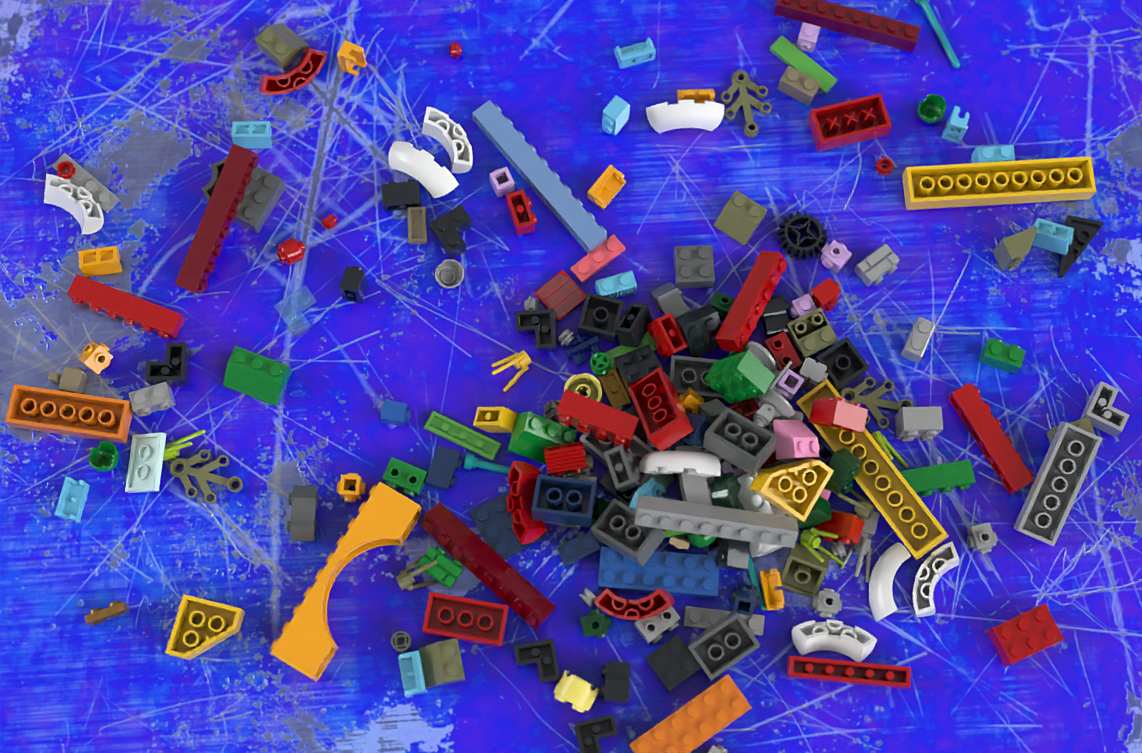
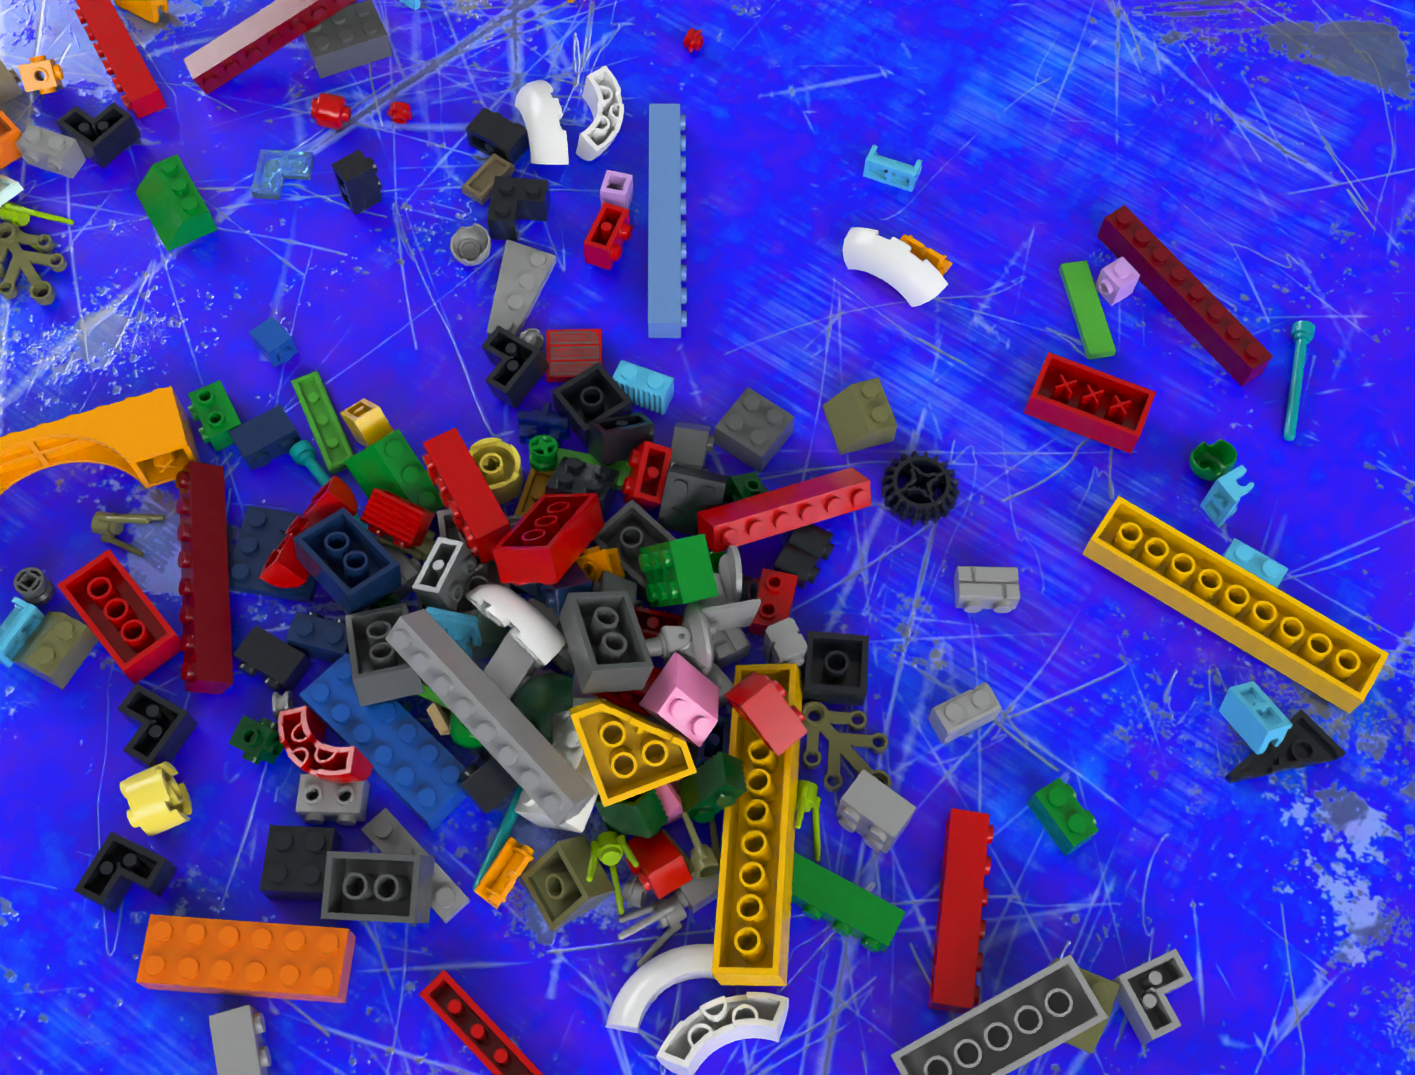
camera: 40 degrees right, 10 degrees down
(303, 512) = (76, 371): dark grey brick -> none
(348, 481) = (147, 376): light orange brick -> none
(445, 570) = (156, 541): green brick -> none
(495, 279) = (519, 285): none -> light grey wing
(519, 360) = (460, 387): yellow plant -> none
(562, 580) = (271, 660): none -> black brick
(566, 337) = (535, 399): light grey plate -> none
(597, 259) = (653, 347): coral plate -> none
(606, 187) = (731, 278): light orange hinge -> none
(615, 115) = (806, 208): medium azure brick -> none
(616, 683) = (213, 832): black brick -> none
(745, 100) = (980, 299): olive plant -> none
(745, 598) = (460, 856): dark blue brick -> none
(790, 384) = (740, 634): lavender brick -> none
(798, 85) = (1060, 324): dark tan brick -> none
(801, 306) = (845, 569): lavender brick -> none
(811, 334) = (829, 601): olive slope -> none
(822, 608) = (562, 957): light grey brick -> none
(826, 294) = (883, 571): red brick -> none
(833, 637) = (528, 996): white brick -> none
(835, 256) = (940, 538): lavender brick -> none
(884, 162) = (1097, 478): red plate -> none
(981, 538) = (837, 1017): light grey brick -> none
(1014, 249) = (1189, 694): olive slope -> none

